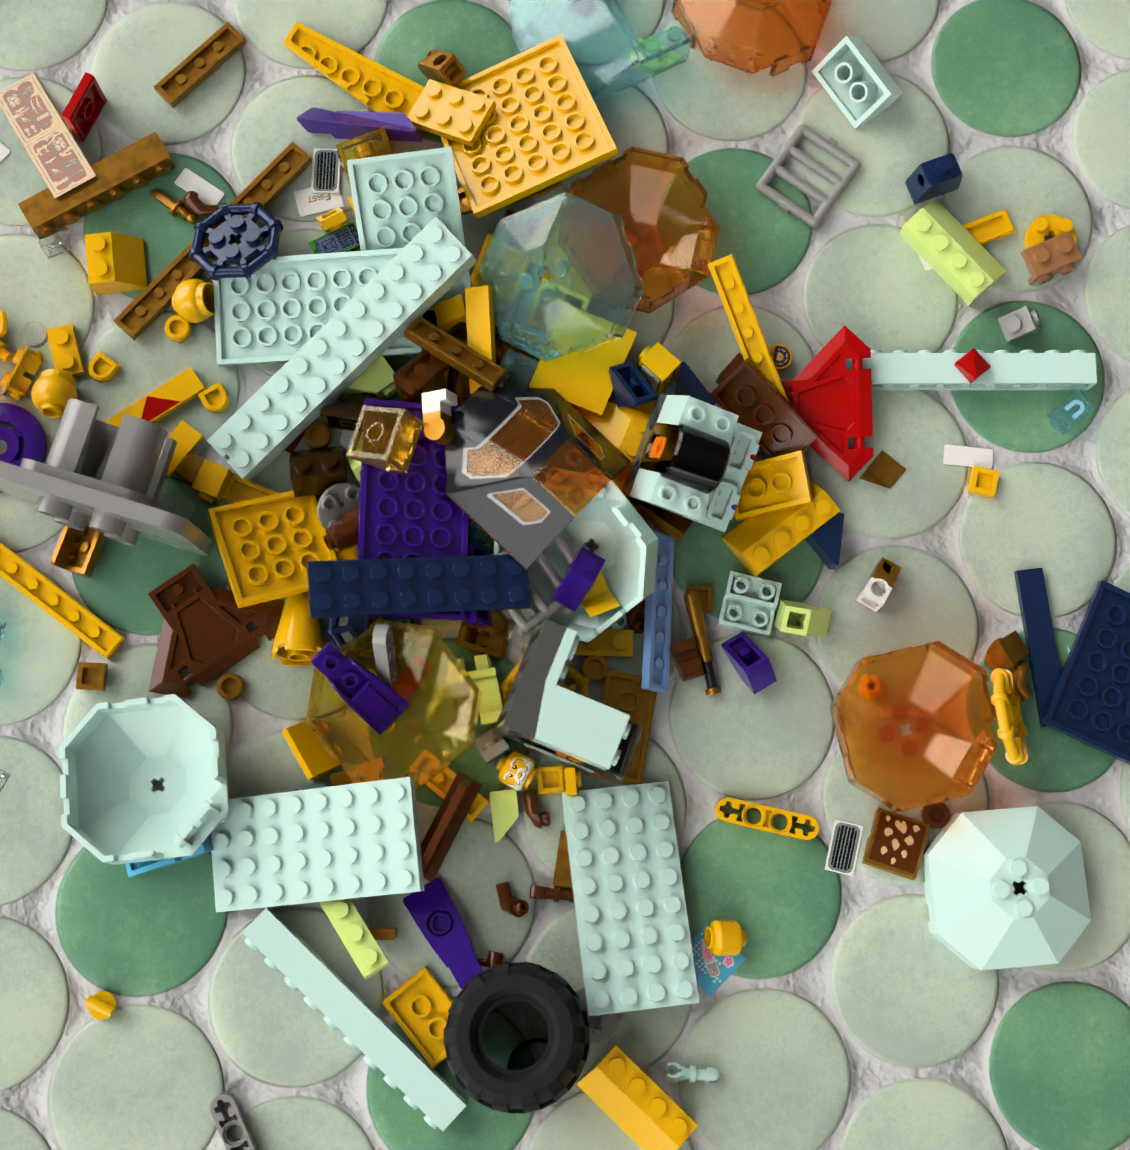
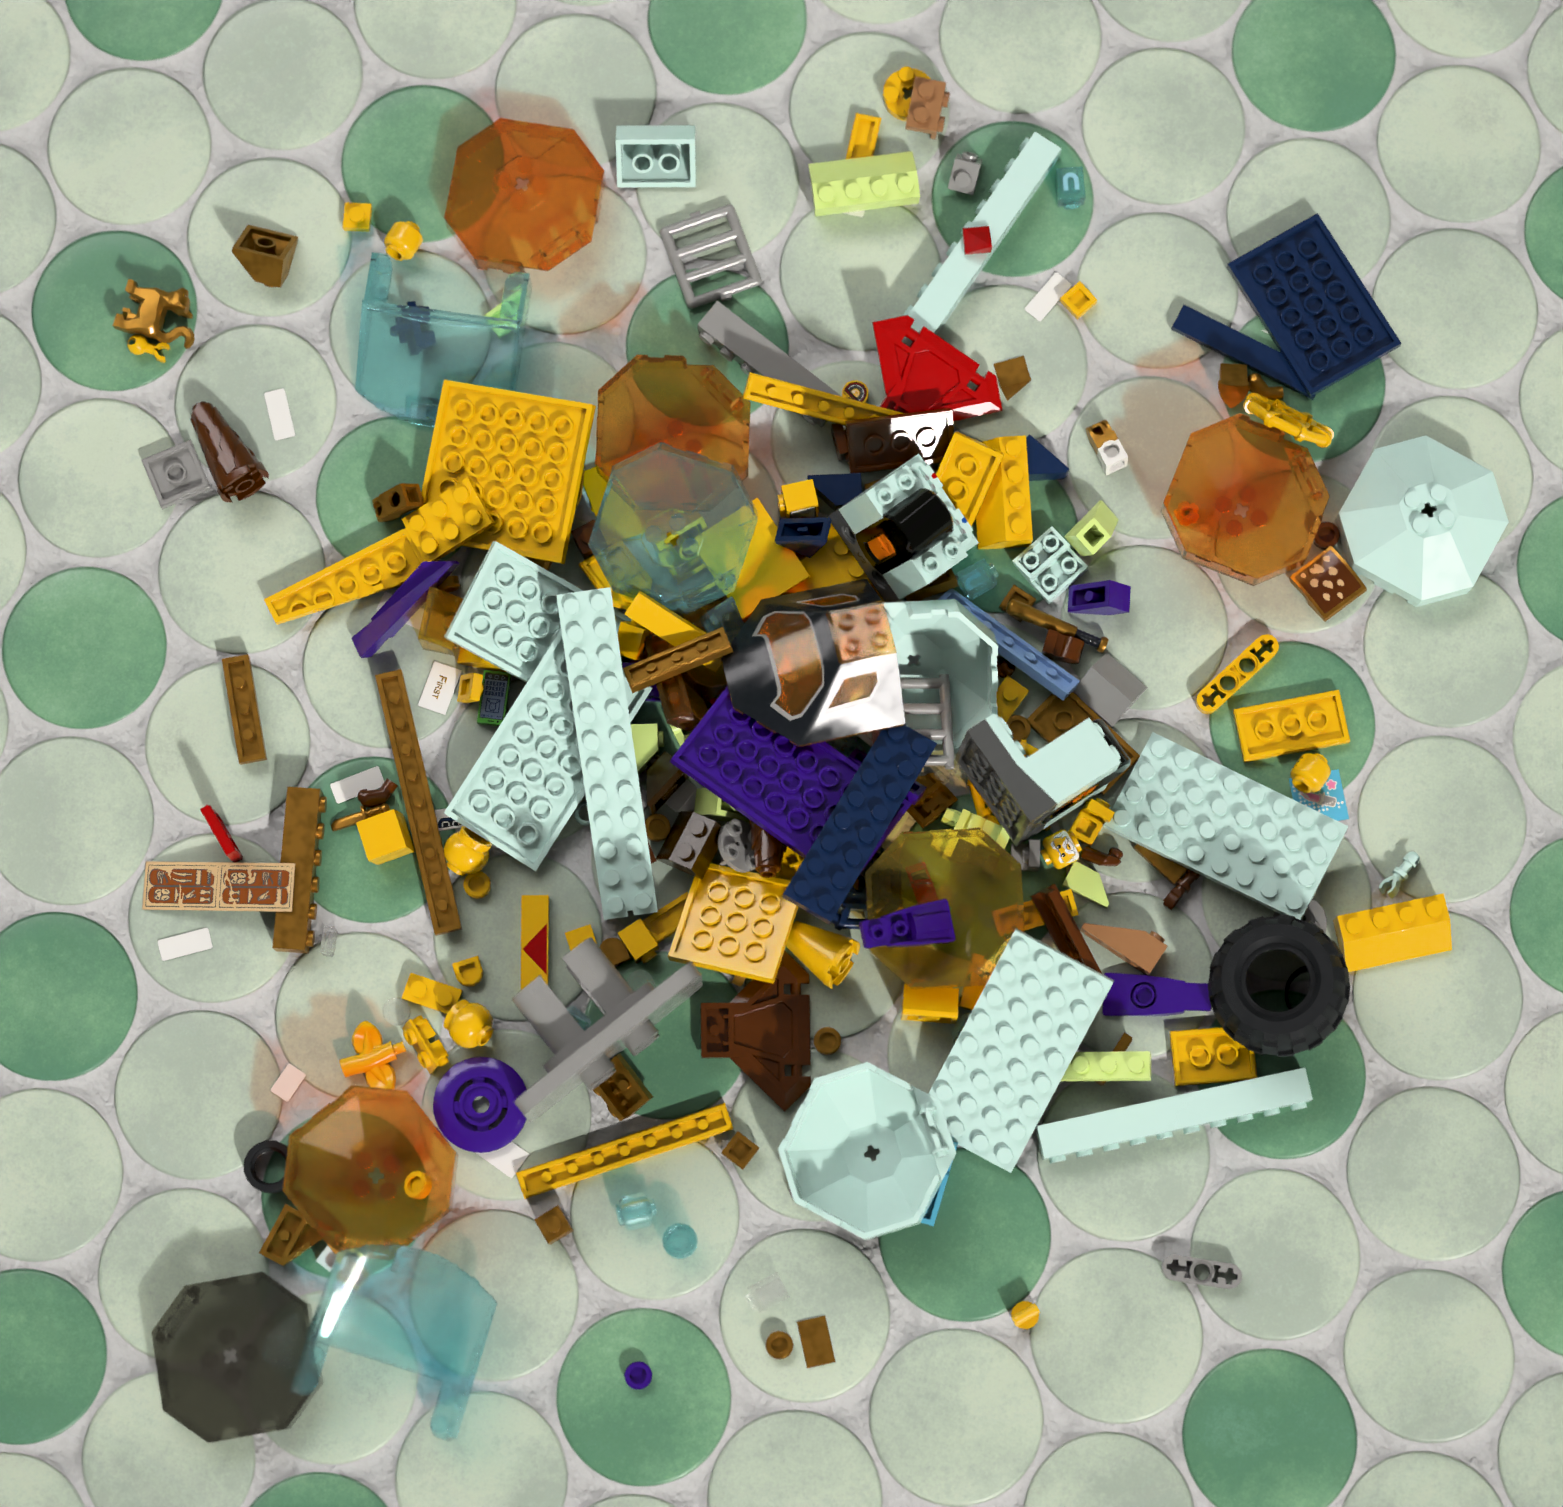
camera: 45 degrees left, 0 degrees up
(115, 263) = (382, 899): yellow slope -> none
(164, 230) = (385, 837): none -> yellow head
(215, 398) = (563, 893): yellow tile -> none
(249, 253) = (429, 773): dark blue plate -> none
(325, 171) = (418, 664): sticker -> none
(385, 438) = (718, 764): clear yellow slope -> none
(385, 654) = (895, 886): light grey beam -> none
(401, 146) = (450, 584): none -> pearl gold tile
(437, 415) = (727, 708): leg -> none
(476, 889) = (1131, 945): none -> medium nougat slope
(493, 959) = (1202, 972): reddish brown hand -> none
(510, 903) = (1166, 928): reddish brown arm -> none
(578, 578) = (938, 688): dark purple slope -> none
(599, 598) = (963, 684): yellow sticker -> none
(679, 721) = (1109, 689): none -> light grey slope
(695, 553) = (977, 579): none -> clear light blue brick
(754, 894) = (1291, 726): none -> yellow tile
(755, 256) = (755, 351): none -> light grey brick
(843, 847) = (1302, 628): sticker -> none
(939, 178) = (791, 152): dark blue torso -> none

